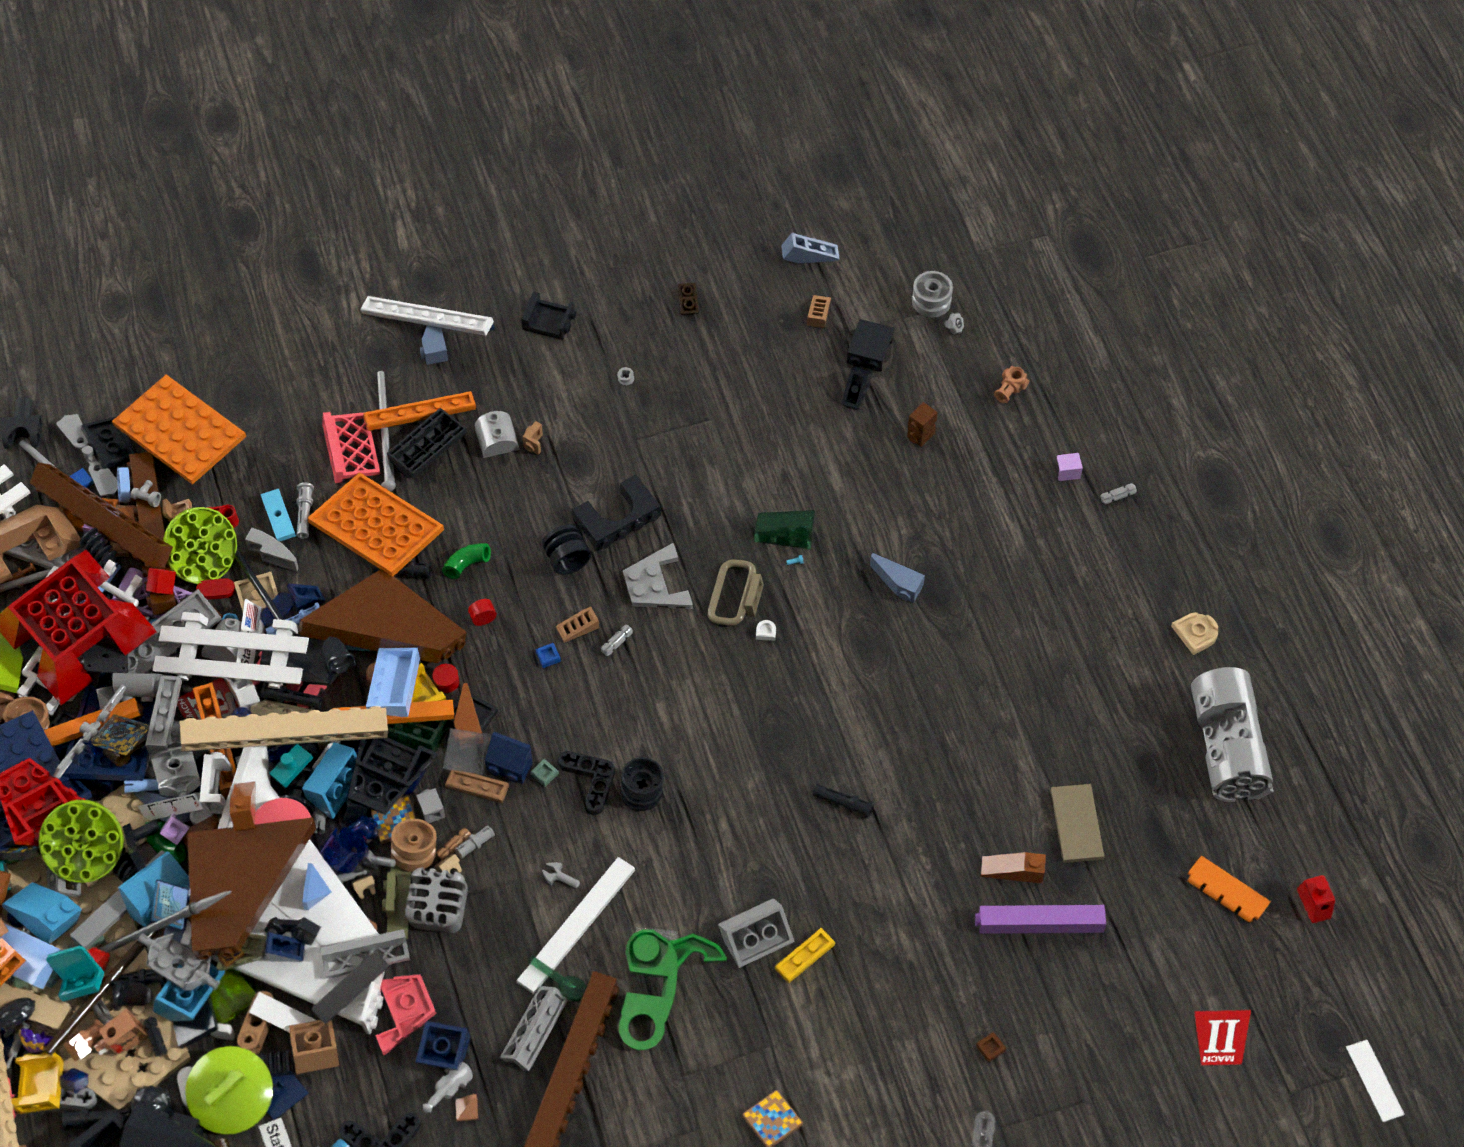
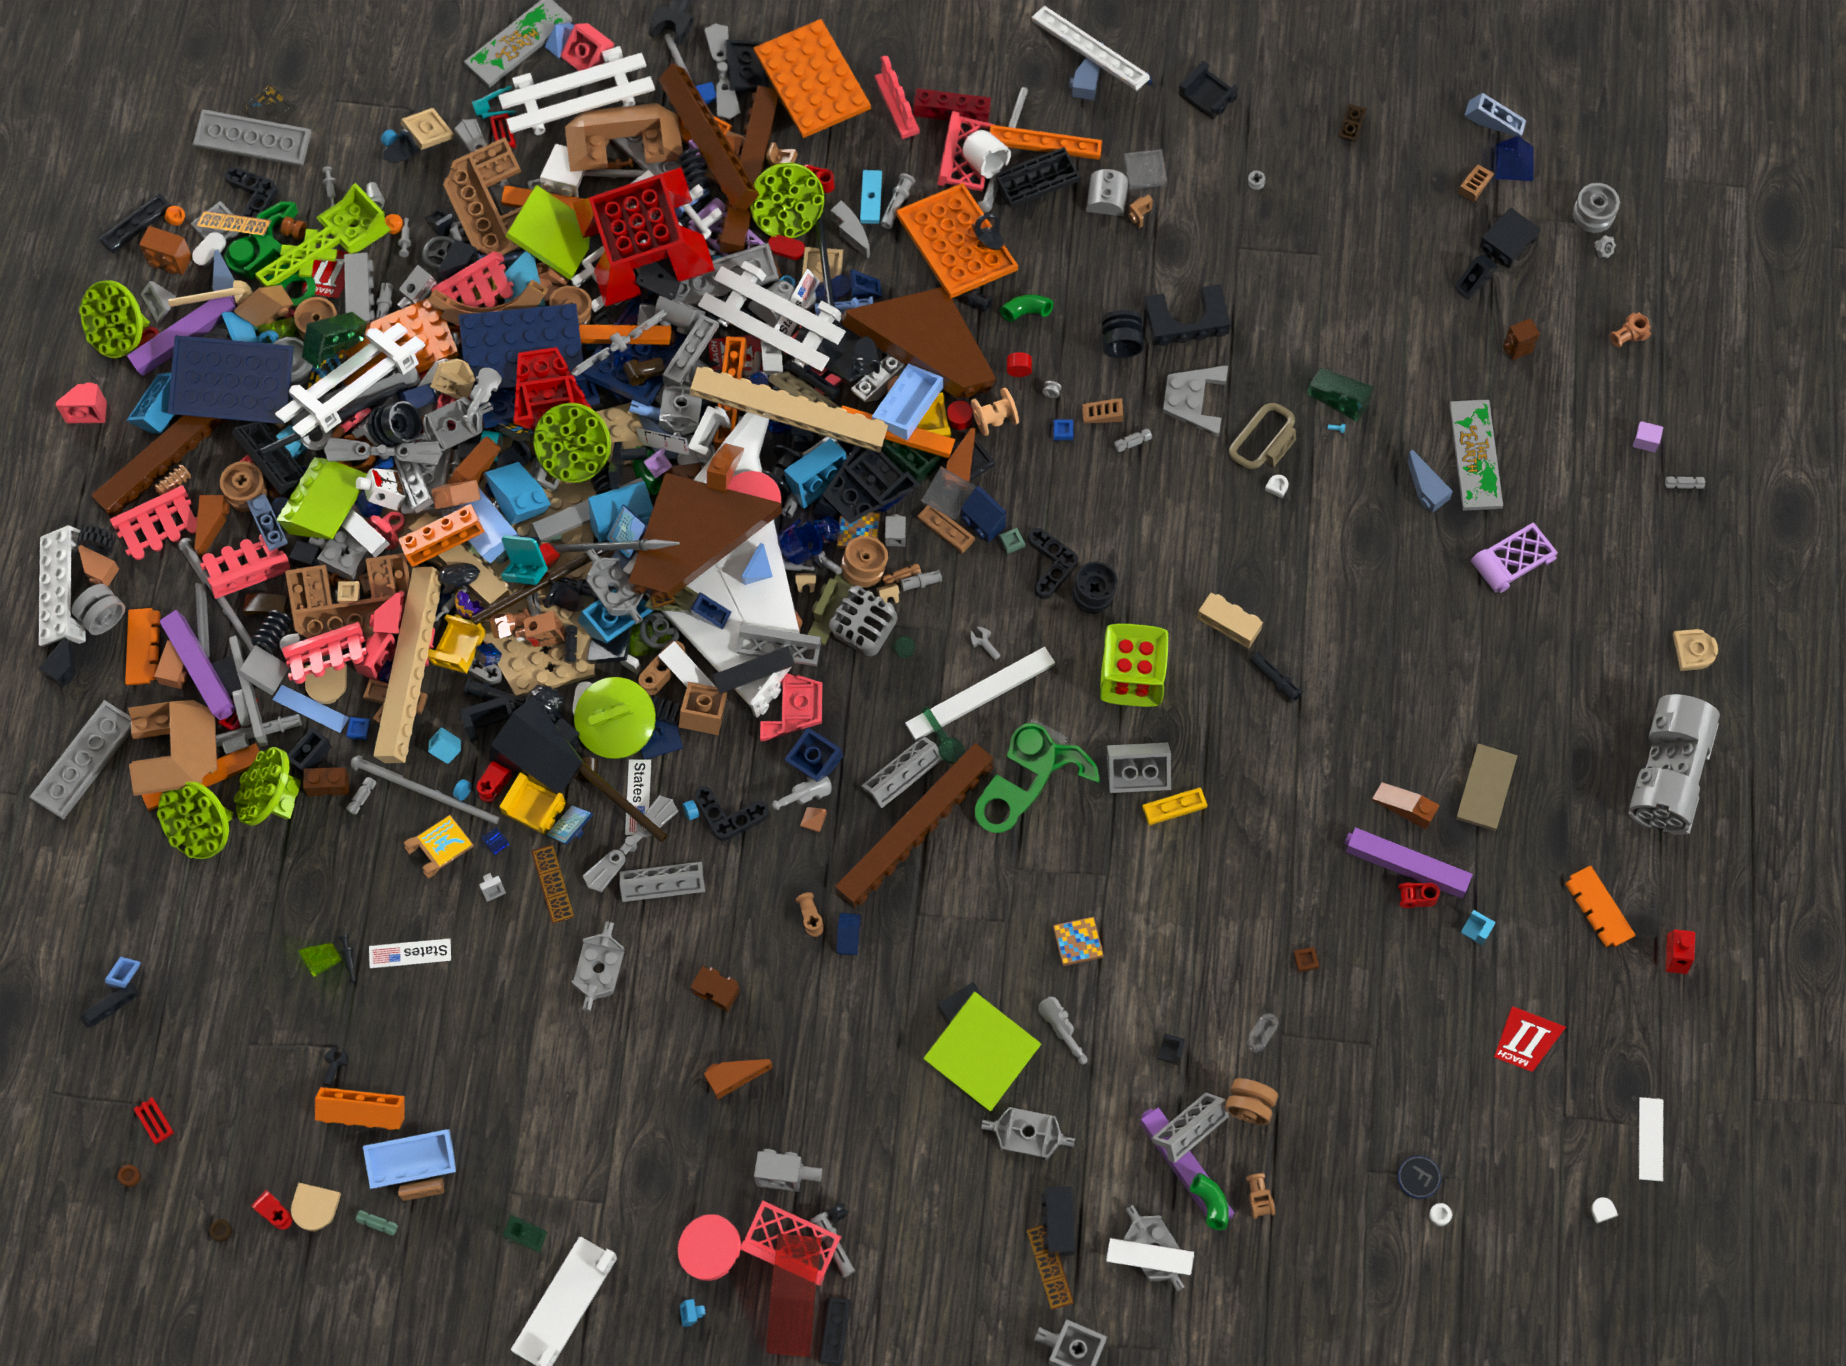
camera: 25 degrees right, 10 degrees up
(27, 875) = (517, 452): none -> black piece
(119, 734) = (643, 356): clear smoke tile -> none
(123, 484) = (741, 113): light blue beam -> none
(153, 498) = (761, 138): light grey piece -> none
(160, 581) = (736, 222): red panel -> none
(234, 979) = (661, 622): none -> dark grey piece
(265, 421) = (895, 100): none -> coral fence
(291, 765) = (783, 445): teal tile -> none
(301, 929) = (730, 600): black piece -> none
(310, 411) = (941, 104): none -> dark red brick
(354, 679) = (874, 385): none -> white slope
(370, 437) = (986, 153): none -> white cylinder
(405, 508) = (988, 236): none -> black piece
(479, 663) = (996, 413): none -> light nougat hose
(485, 910) = (904, 647): none -> clear green tile
(521, 402) = (1145, 169): none -> clear tile
(521, 623) = (1051, 389): none -> light grey bush
(711, 839) = (1134, 665): none -> lime piece
(778, 765) = (1230, 620): none -> tan brick
(842, 280) = (1514, 160): none -> clear blue slope
(928, 538) = (1476, 455): none -> light grey tile
(992, 628) = (1496, 572): none -> lavender piece
(1060, 945) = (1416, 894): none -> red piece
(1131, 952) = (1478, 927): none -> medium azure panel

